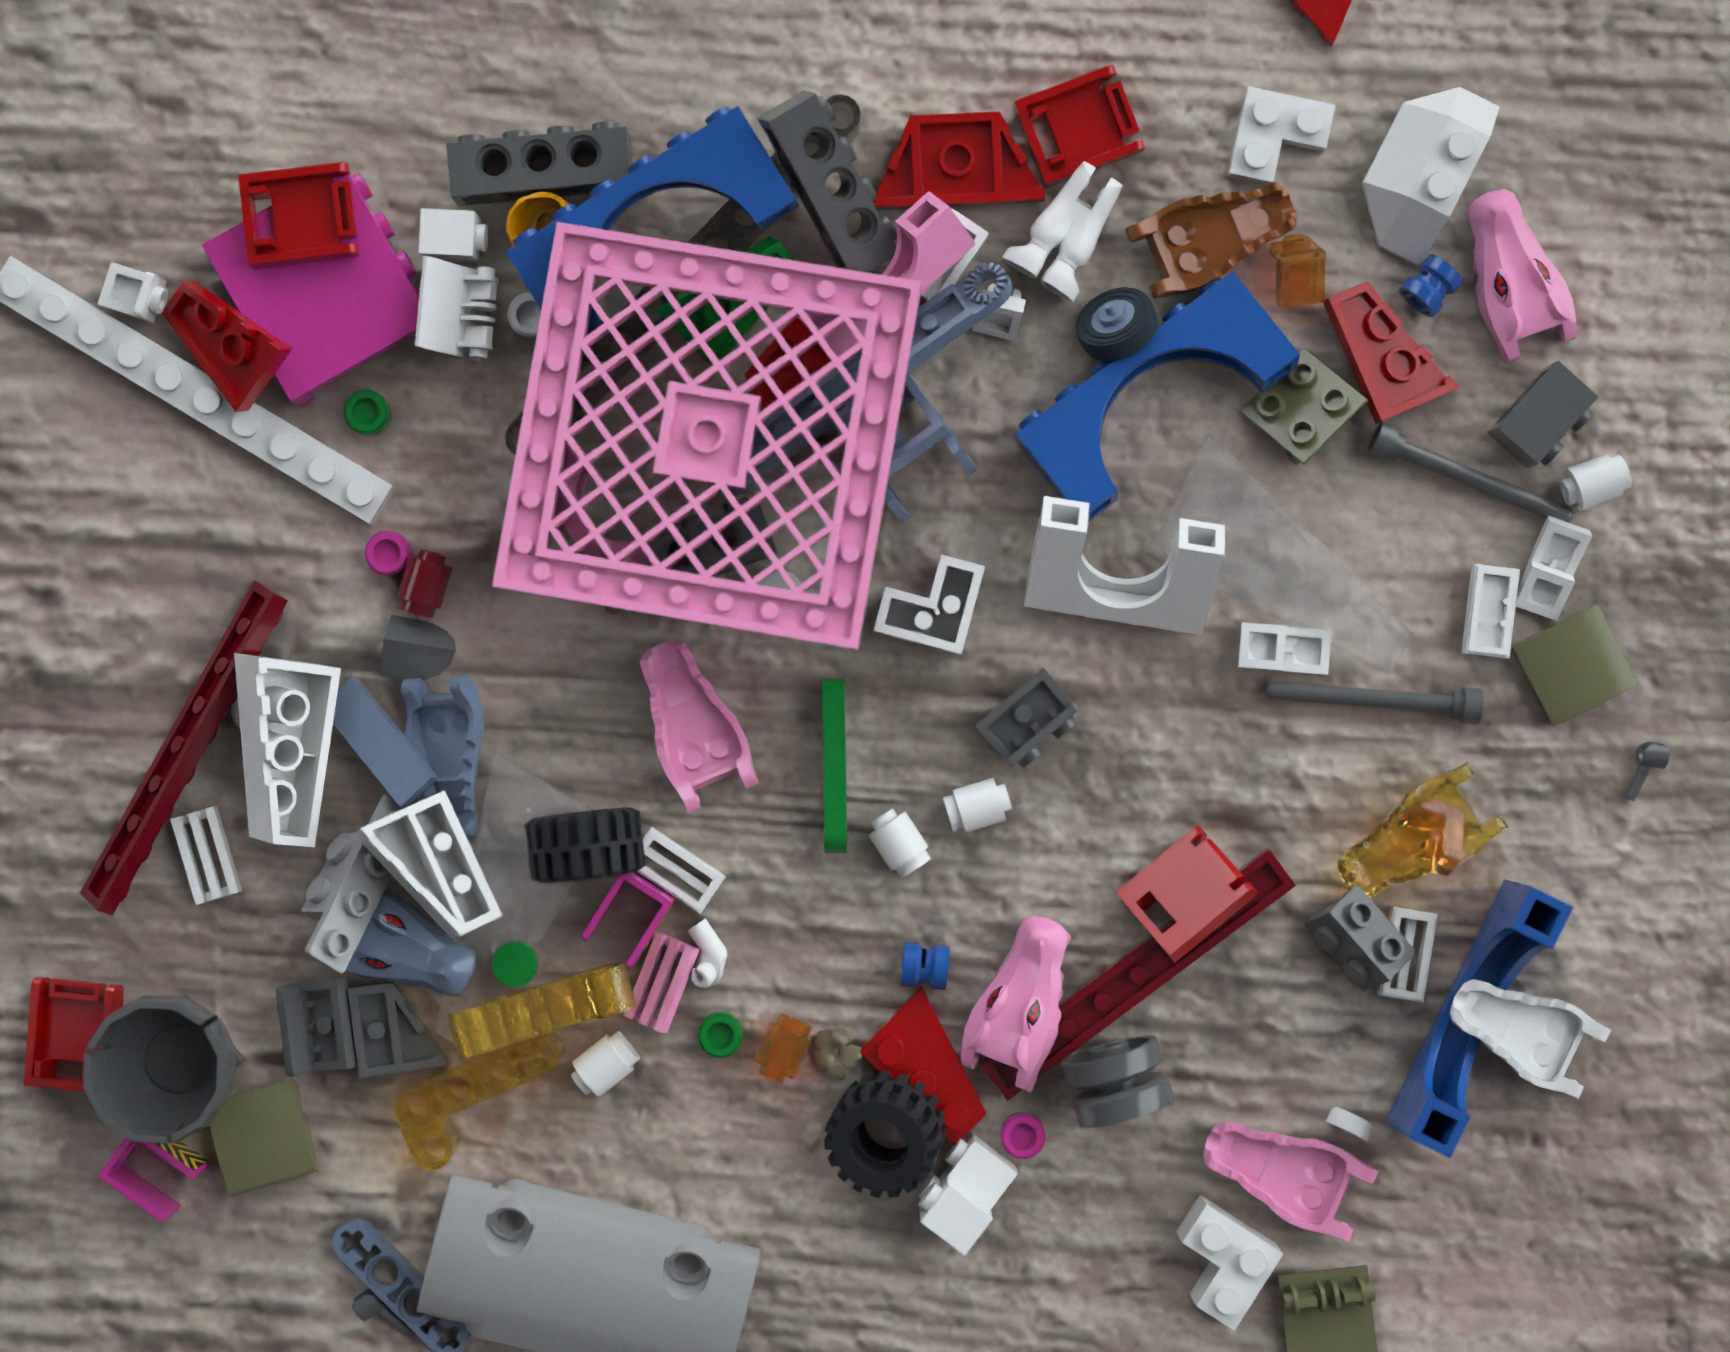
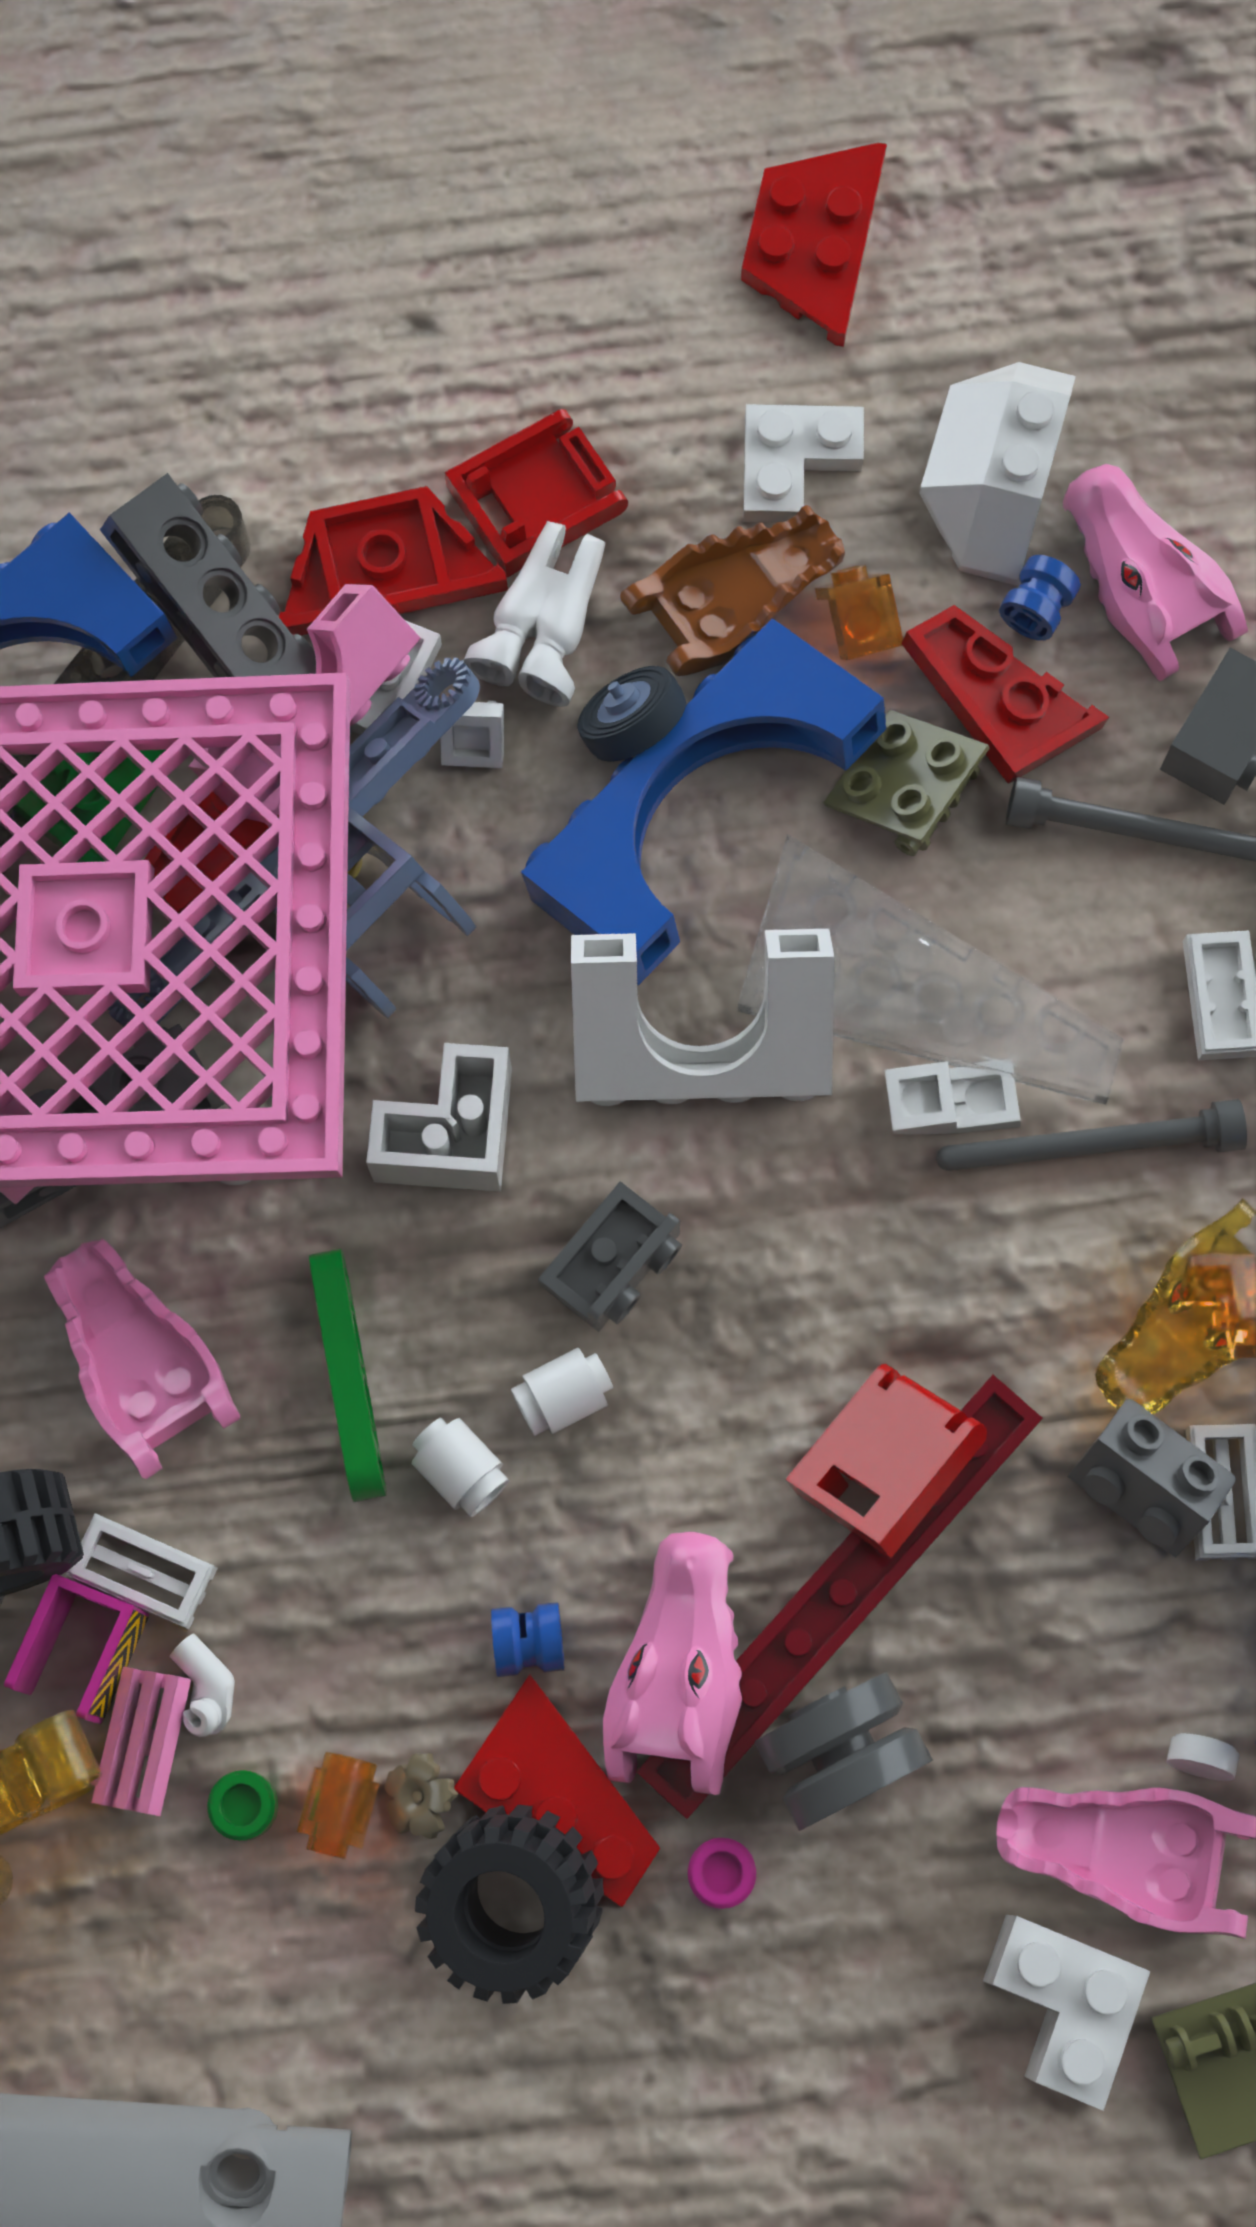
camera: 15 degrees left, 15 degrees down
(604, 1064) = (71, 1882): white brick -> none
(962, 1198) = (651, 1973): white brick -> none

